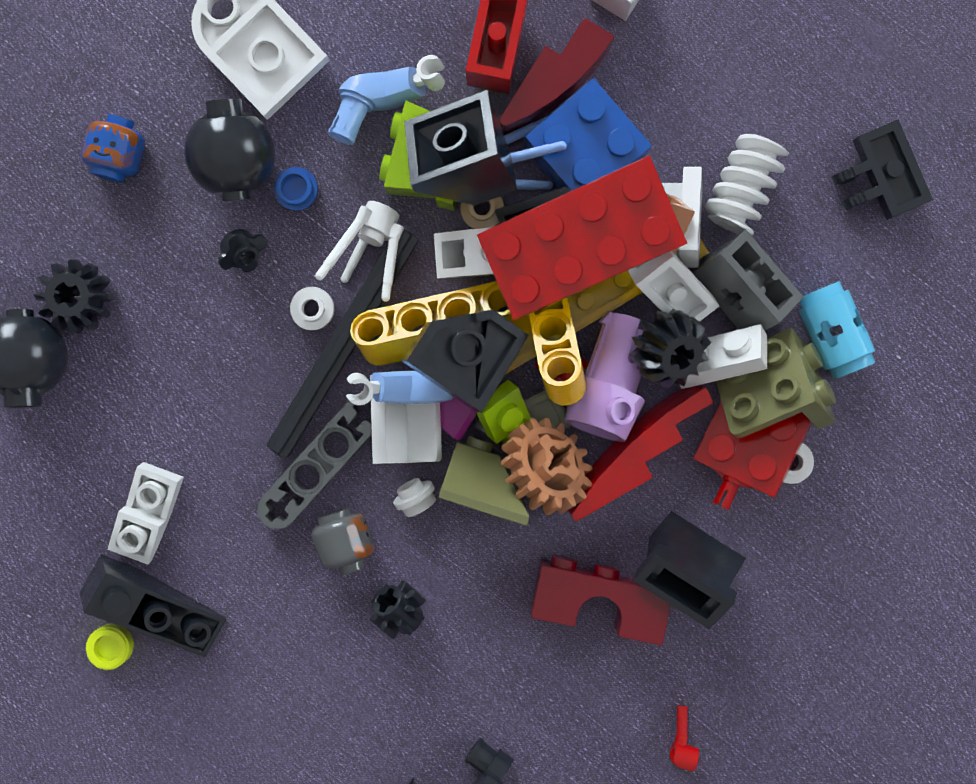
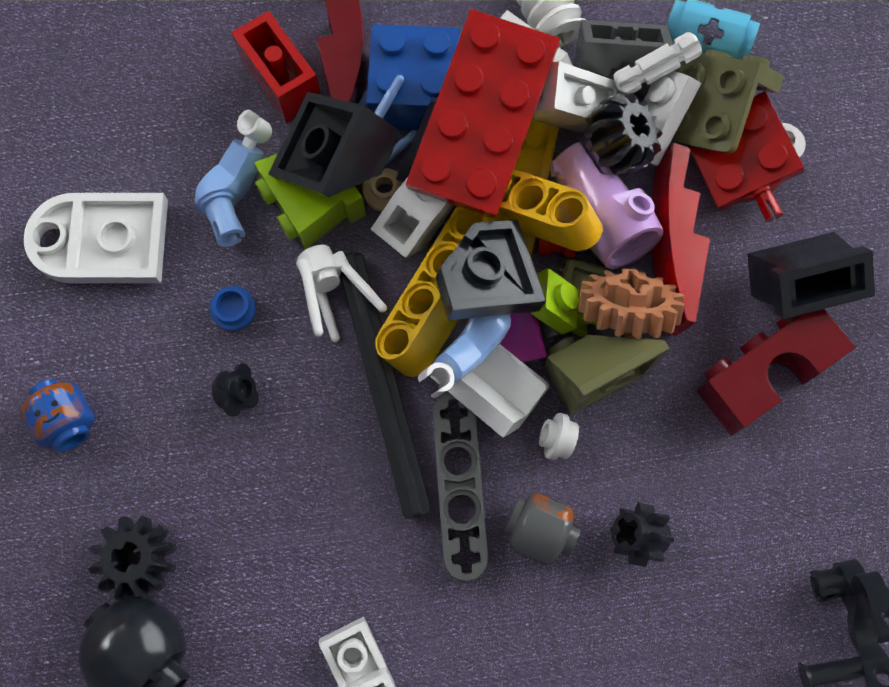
camera: 45 degrees left, 15 degrees down
(229, 150) = (154, 320): black brick -> none
(325, 312) = (337, 393): white plate -> none
(753, 323) = (658, 63): none -> white axle

